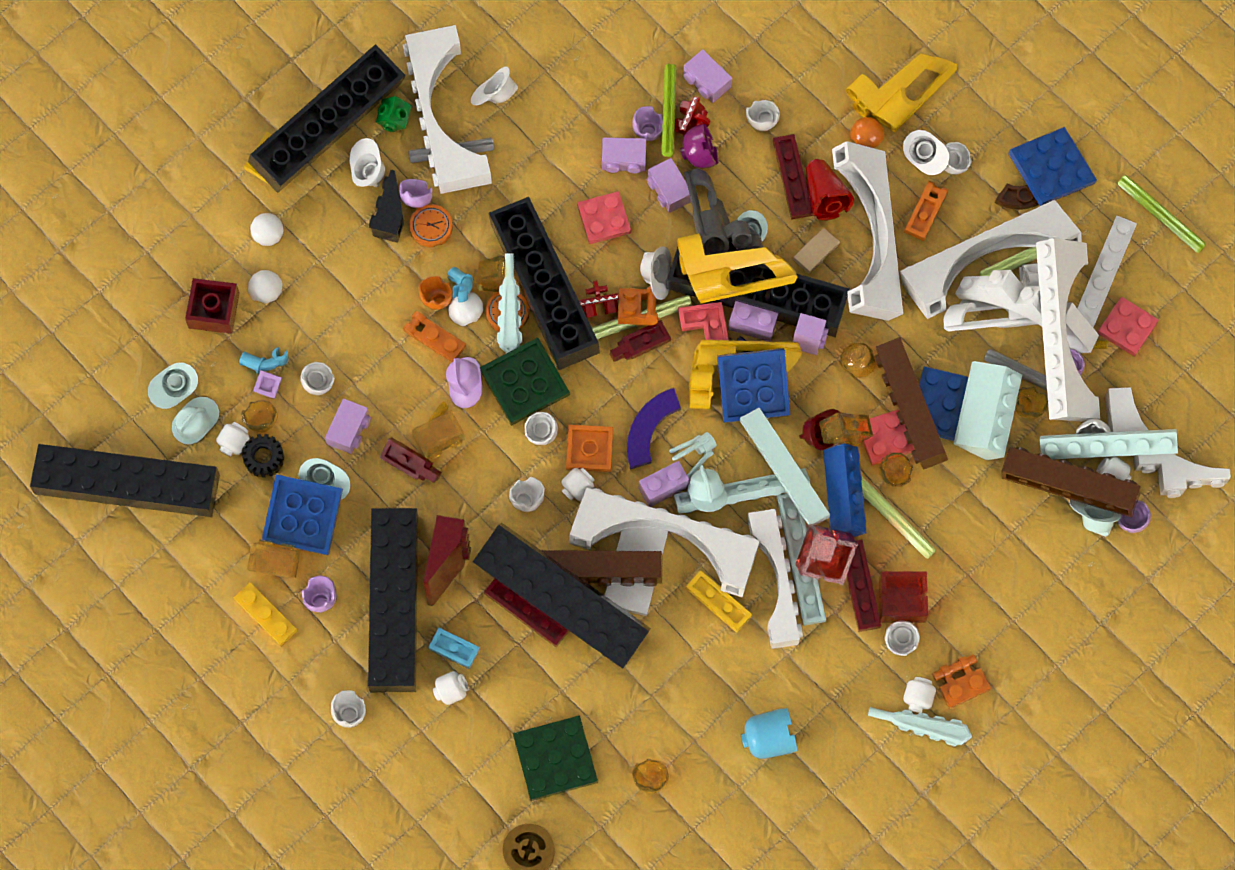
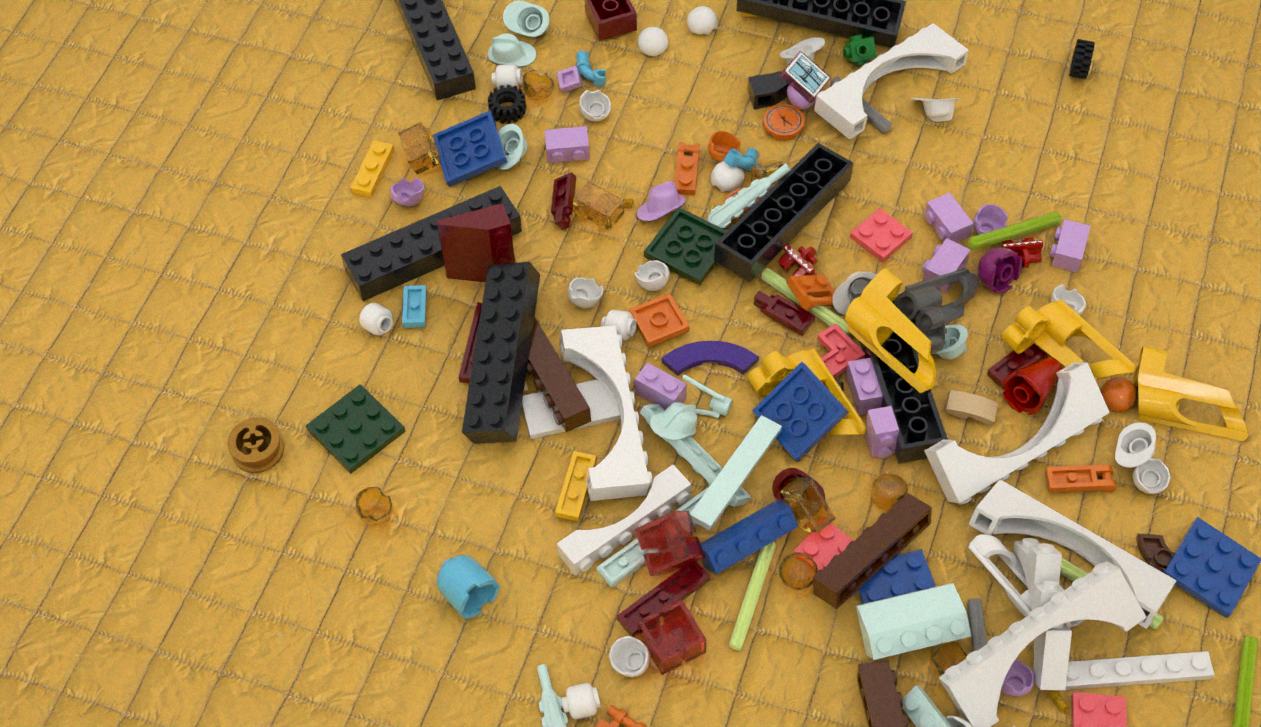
camera: 65 degrees right, 15 degrees down
(348, 709) = (316, 255): white hair -> none
(406, 179) = (805, 76): none -> tile
(788, 141) = (1052, 327): none -> yellow panel

